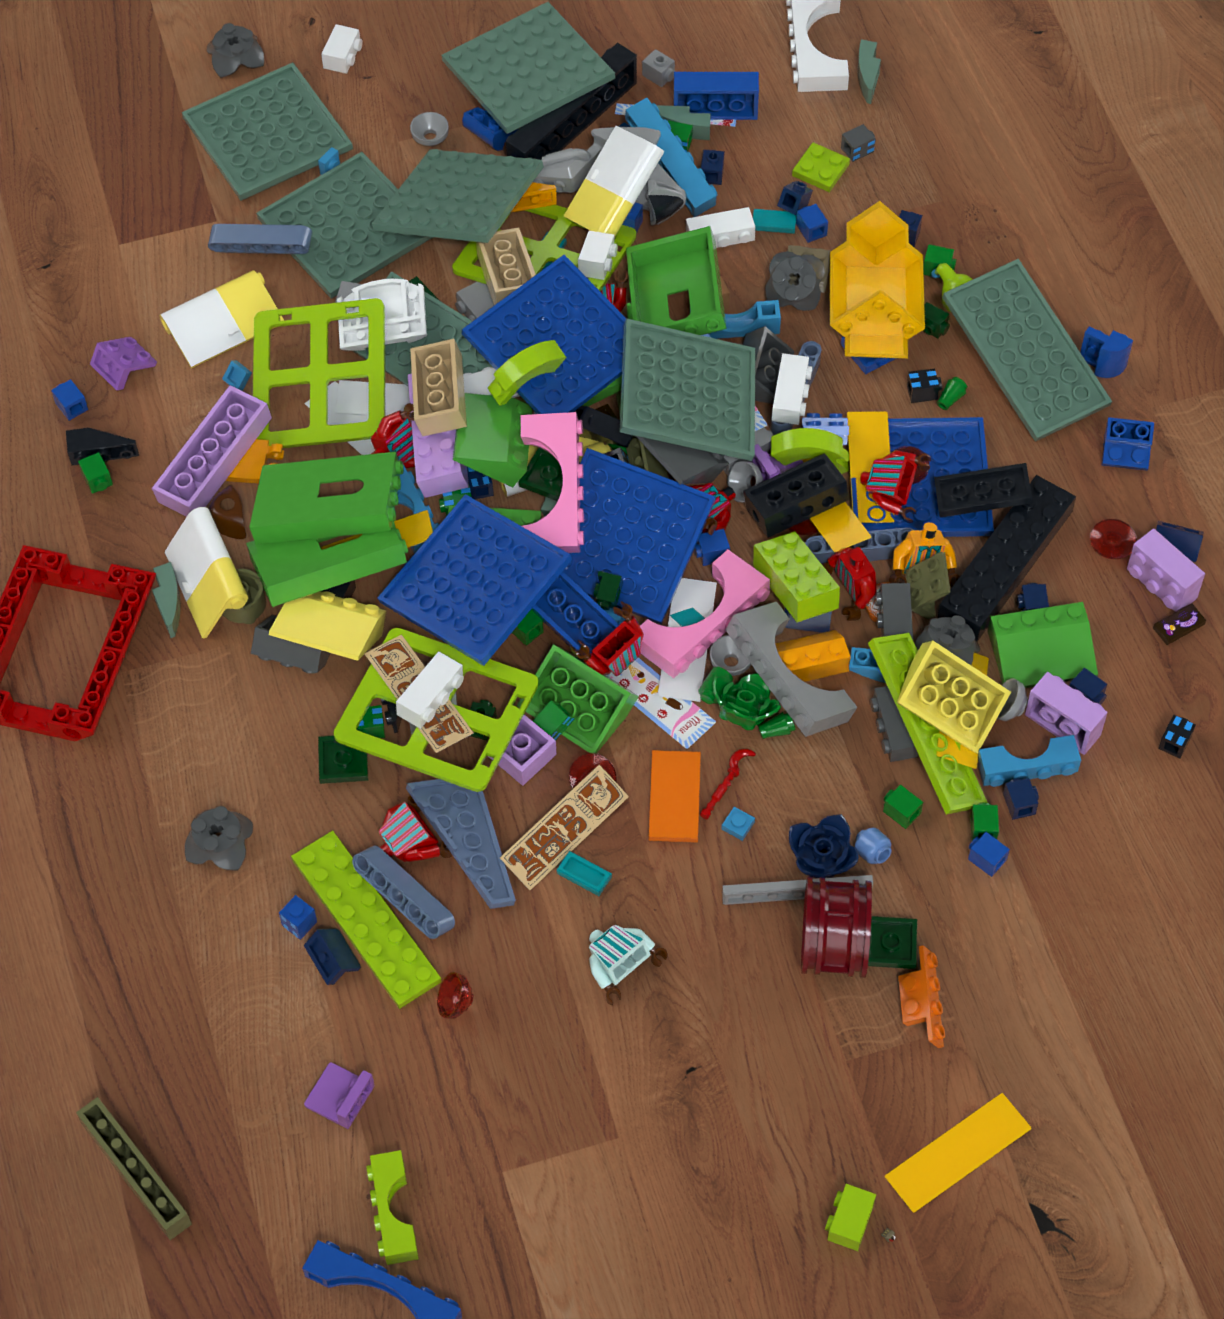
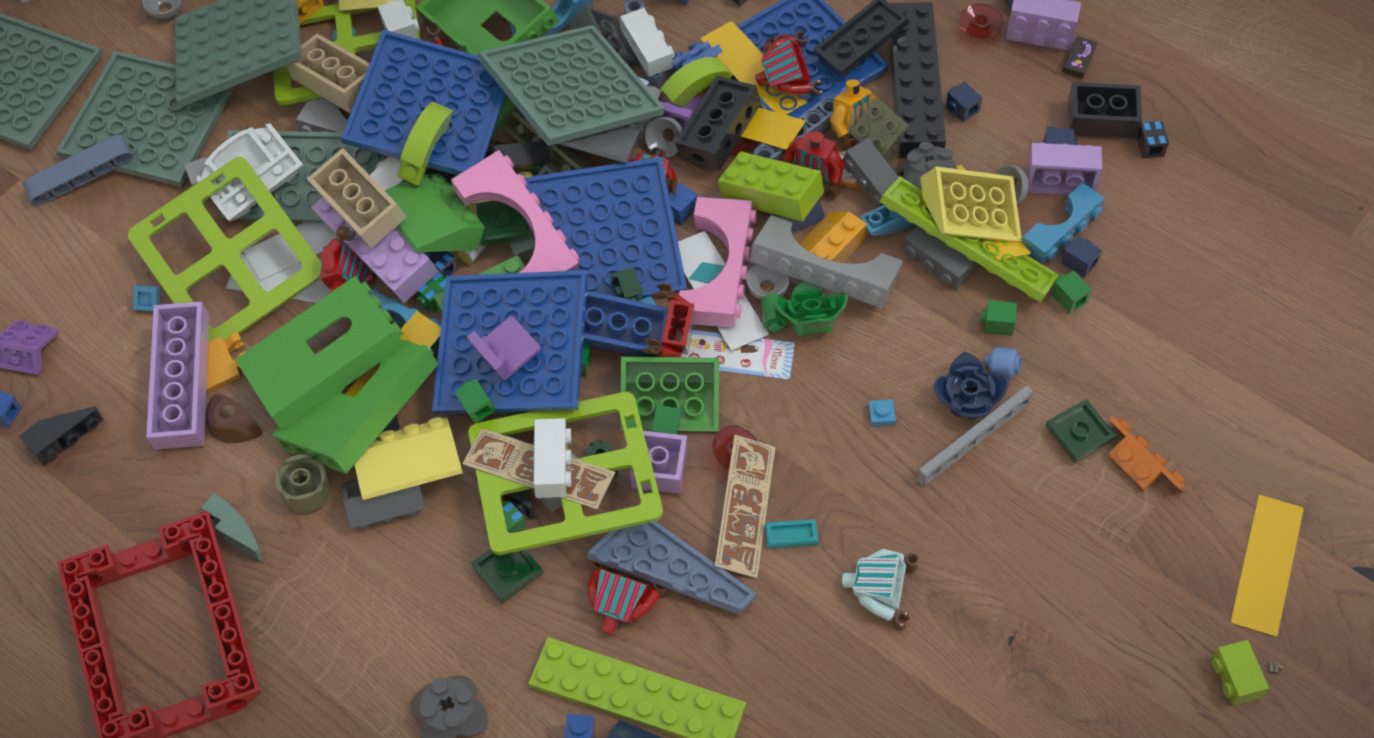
camera: 35 degrees left, 0 degrees up
(95, 473) = (75, 458): green brick -> none
(205, 570) = (254, 481): door -> none
(218, 318) = (89, 259): white door -> none
(329, 160) = (91, 74): dark azure plate -> none
(403, 892) = (656, 649): sand blue beam -> none
(409, 609) = (475, 400): none -> green brick
(454, 996) = (766, 713): clear red piece -> none
(460, 580) = (506, 347): none -> medium lavender bracket
(674, 796) = (813, 423): orange tile -> none
(722, 788) = (844, 373): red piece -> none
(777, 726) = (850, 315): green cone -> none
(836, 927) = (1044, 442): dark red wheel -> none
(988, 853) = (1094, 313): blue brick -> none
(1042, 642) = (997, 129): bright green slope -> none
(1153, 683) = (1105, 109): none -> black brick

